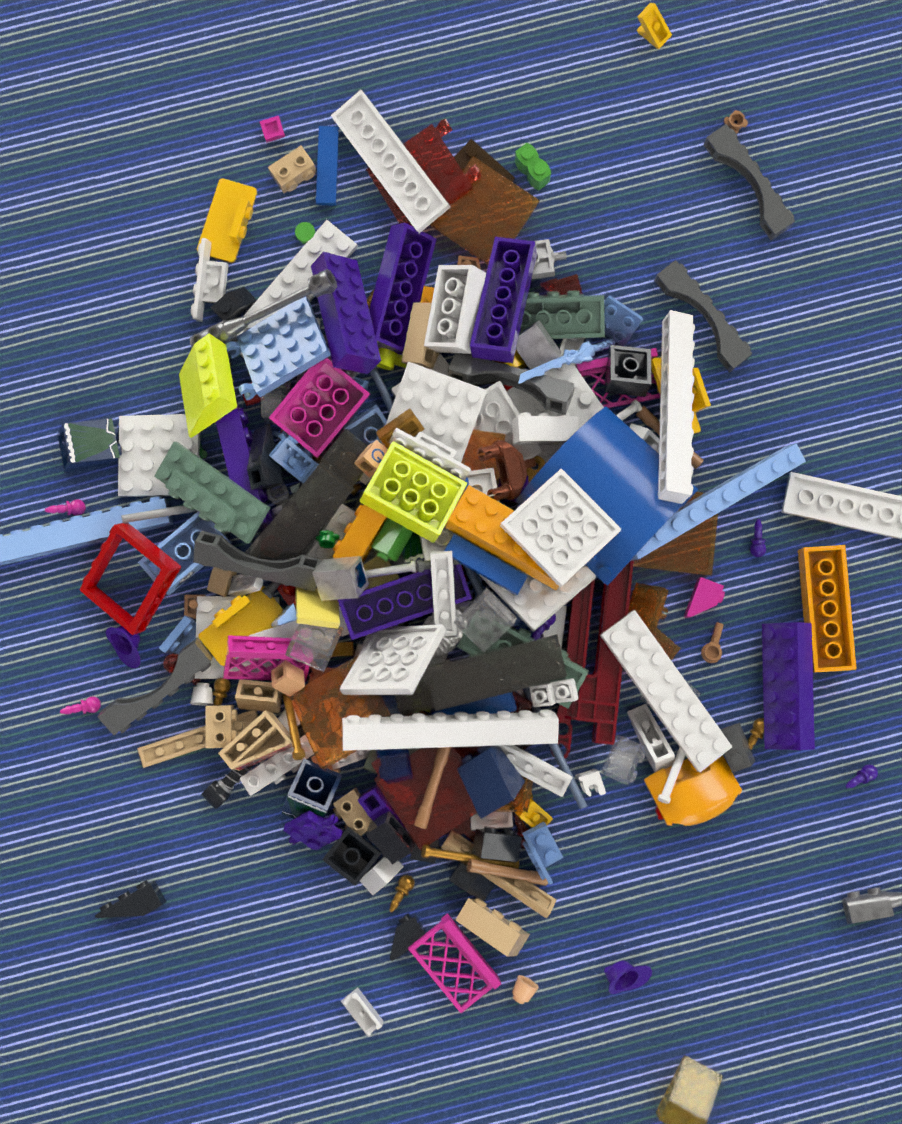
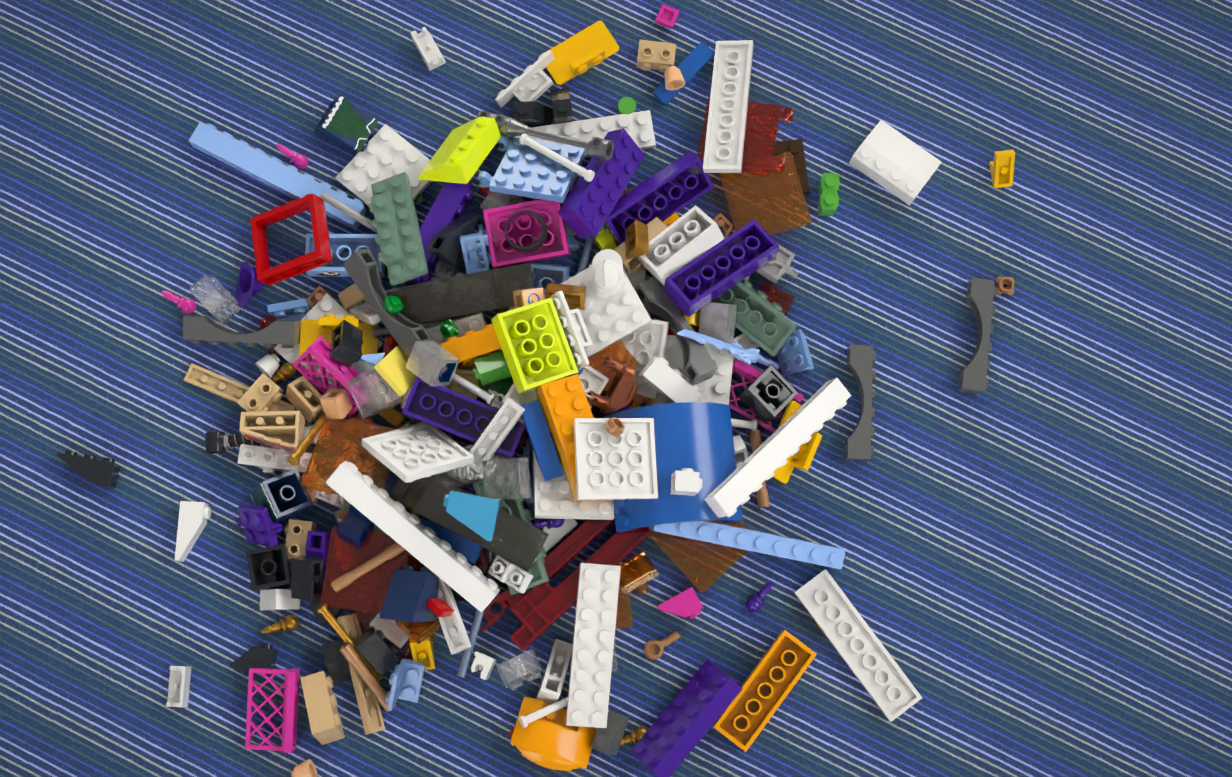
camera: 30 degrees right, 5 degrees down
(98, 324) = (428, 49): none -> white hinge
(116, 681) = (215, 298): none -> clear brick
(251, 277) = (561, 105): none -> black slope
(251, 330) = (587, 174): none -> white bar
(254, 623) = (346, 343): none -> black brick
(255, 876) = (191, 523): none -> white slope
(263, 558) = (393, 304): none -> green plate
(324, 176) = (673, 78): none -> light nougat hat
(339, 399) = (539, 243): none -> black tyre
(415, 335) = (636, 240): none -> pearl gold slope
(418, 381) = (607, 272): none -> white piece
(488, 668) = (474, 511): none -> dark azure slope
(521, 768) = (440, 607): none -> red tile
(539, 502) = (614, 427): none -> medium nougat plate
(563, 94) = (894, 162): none -> white slope
(633, 497) = (685, 482): none -> white brick

